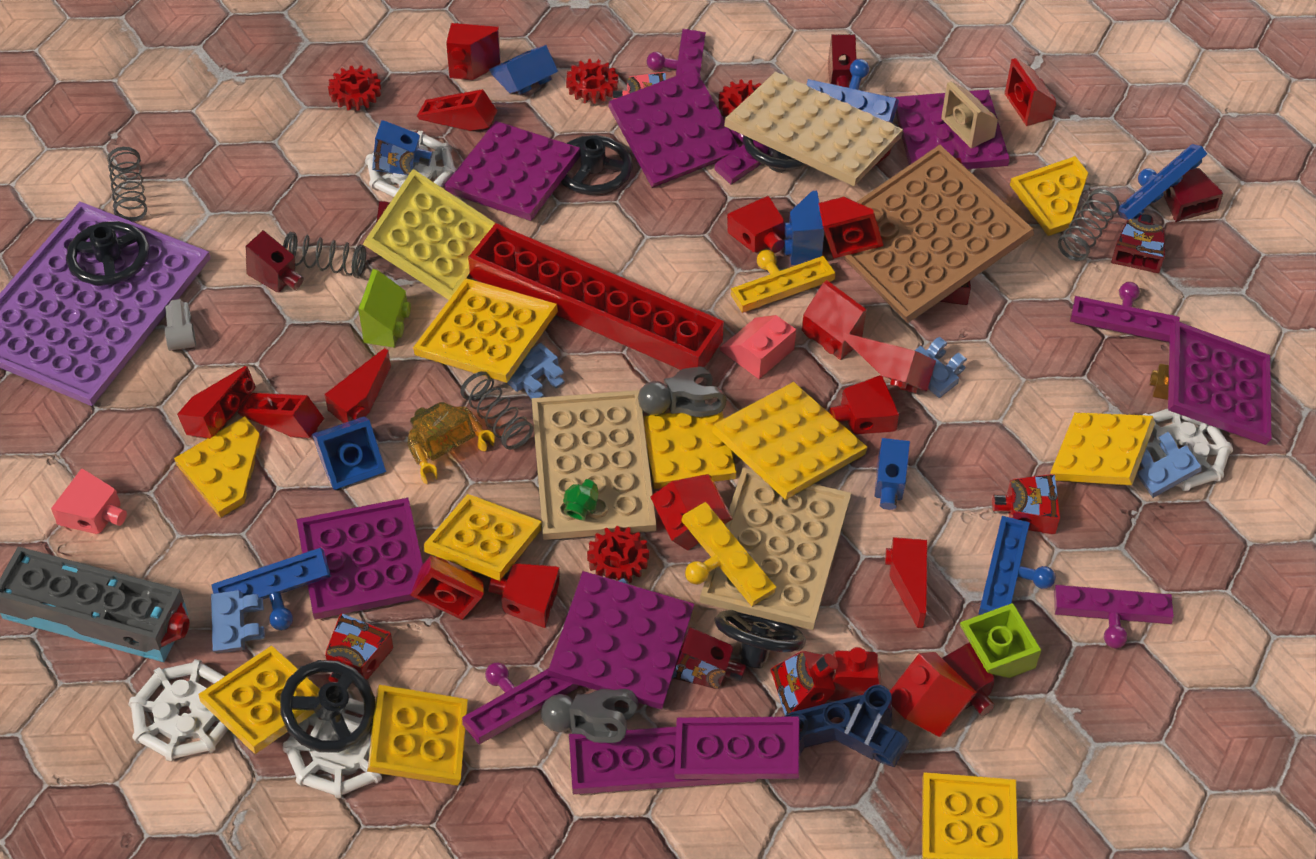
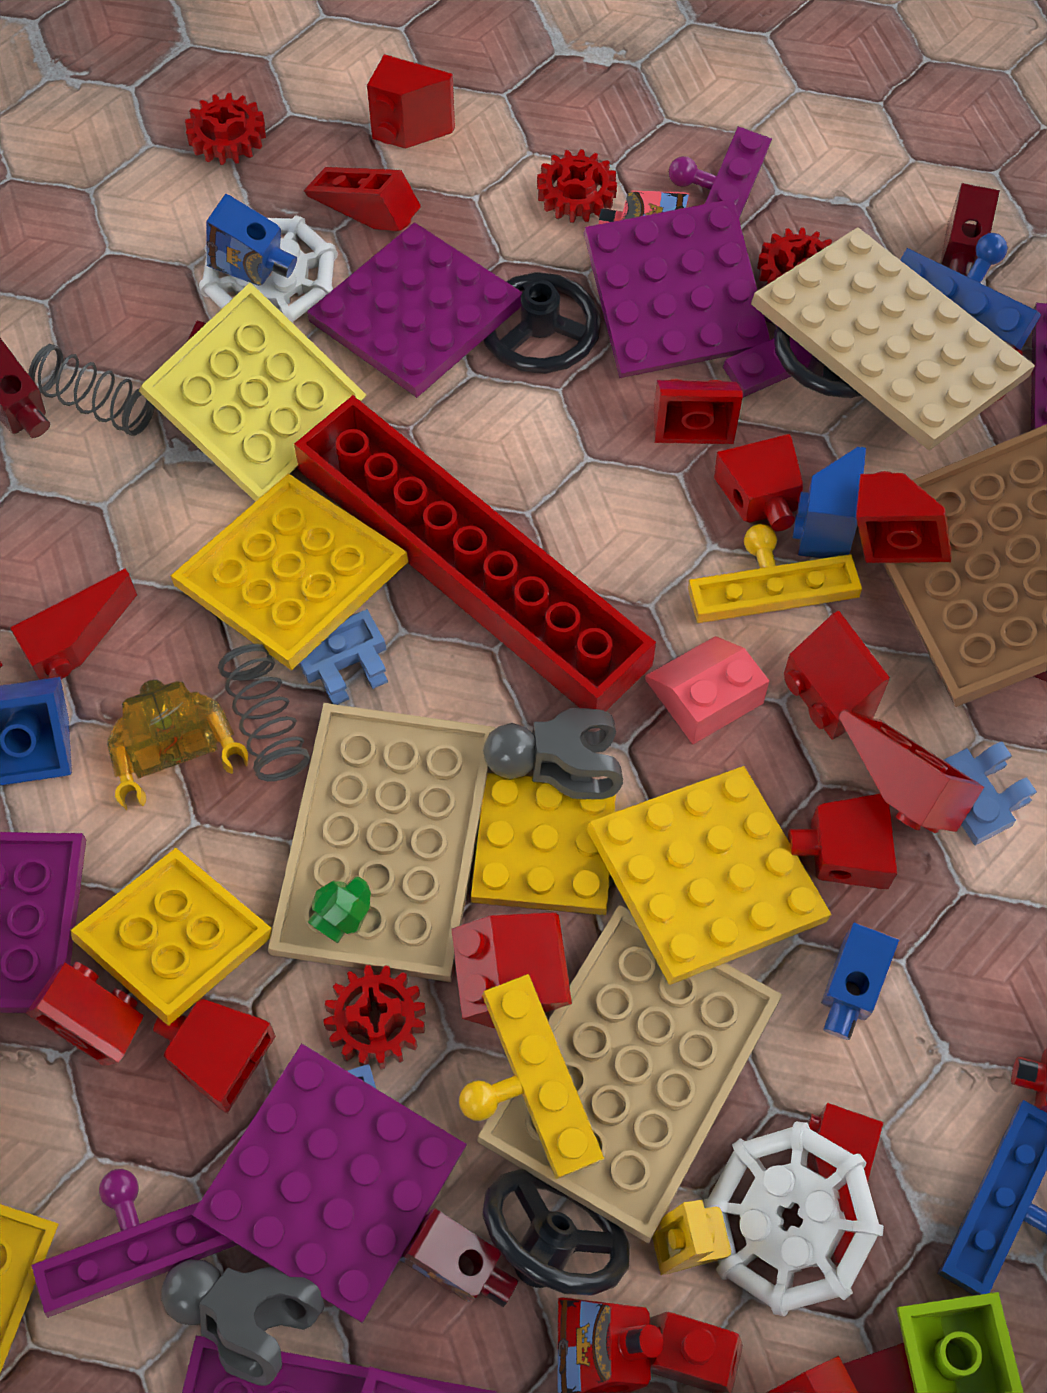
camera: 15 degrees right, 10 degrees up
(383, 310) = (143, 502): lime slope -> none
(525, 70) = (483, 149): blue slope -> none
(707, 195) = (696, 411): none -> red slope
(834, 621) = (690, 1237): none -> yellow slope
(875, 589) = (819, 1208): none -> white plate

